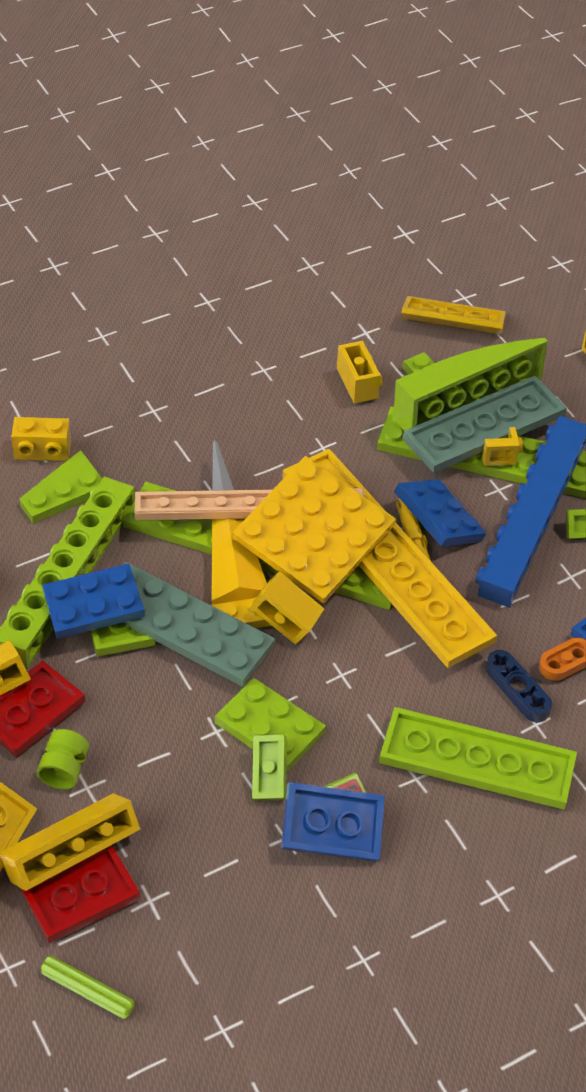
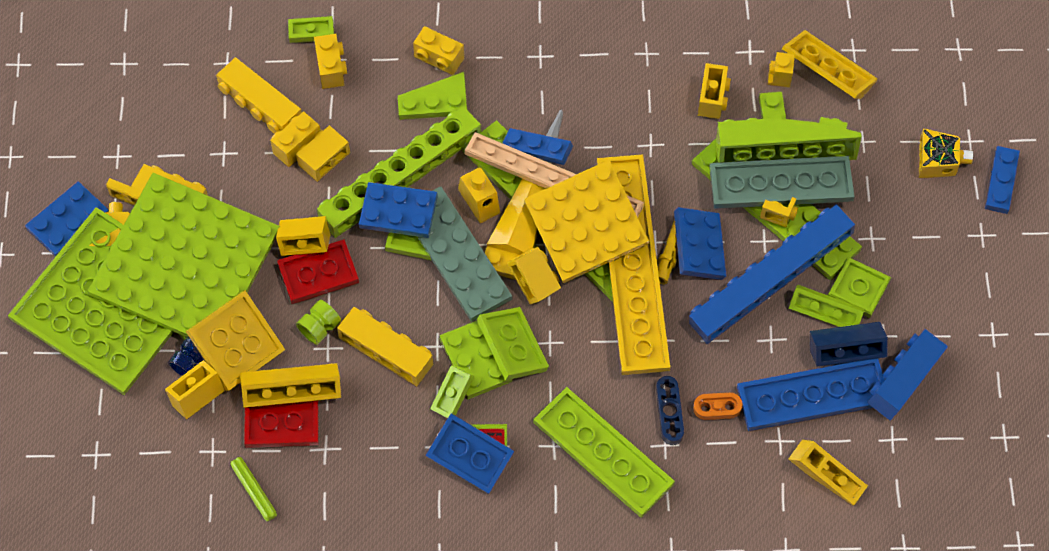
camera: 30 degrees right, 15 degrees up
(158, 752) = (385, 346): none -> yellow brick
(173, 554) = (476, 190): none -> yellow torso
(224, 477) = (539, 146): none -> blue plate
(305, 687) = (512, 343): none -> lime plate
(412, 332) = (781, 70): none -> yellow brick

